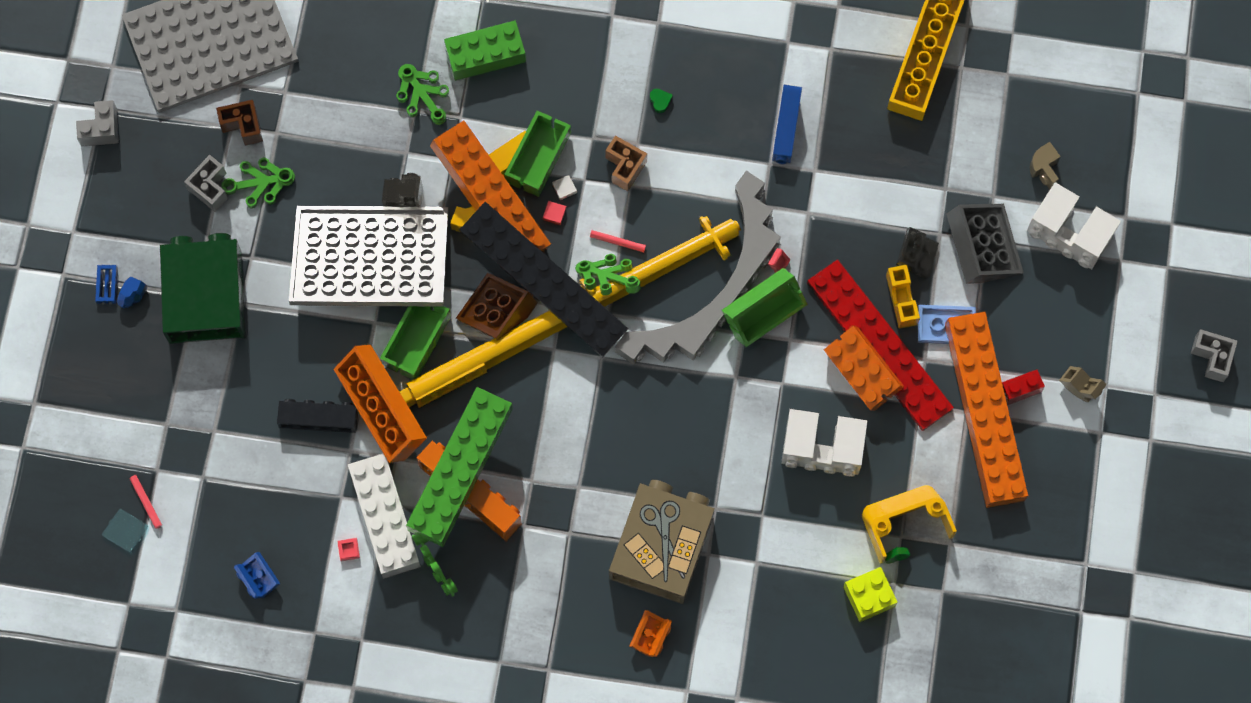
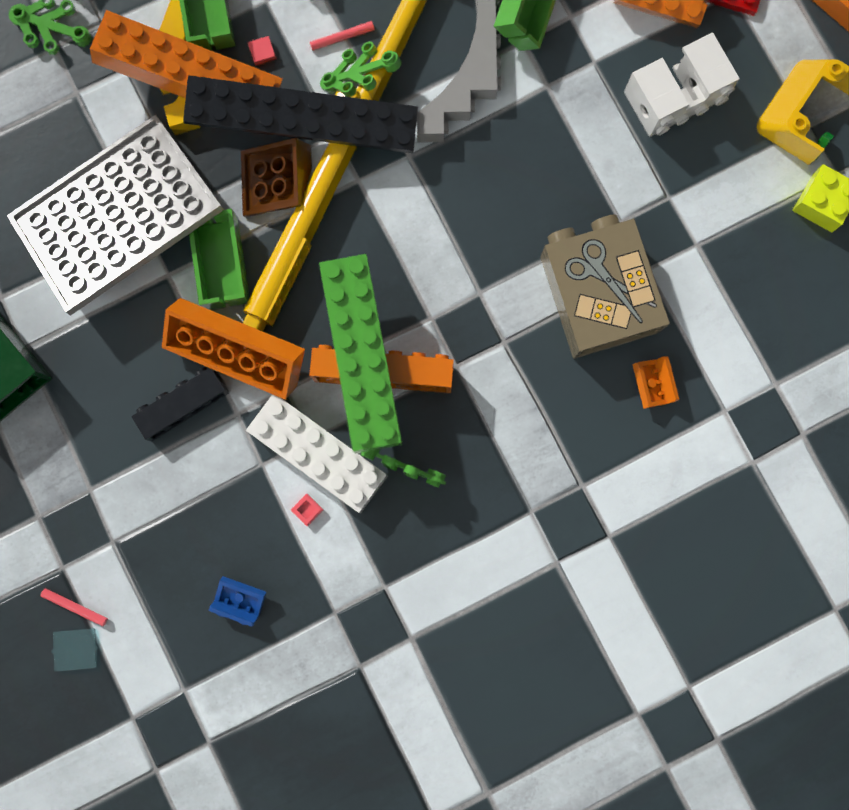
camera: 30 degrees left, 10 degrees up
(403, 192) = (102, 129): clear smoke brick -> none
(564, 187) = (253, 20): white tile -> none

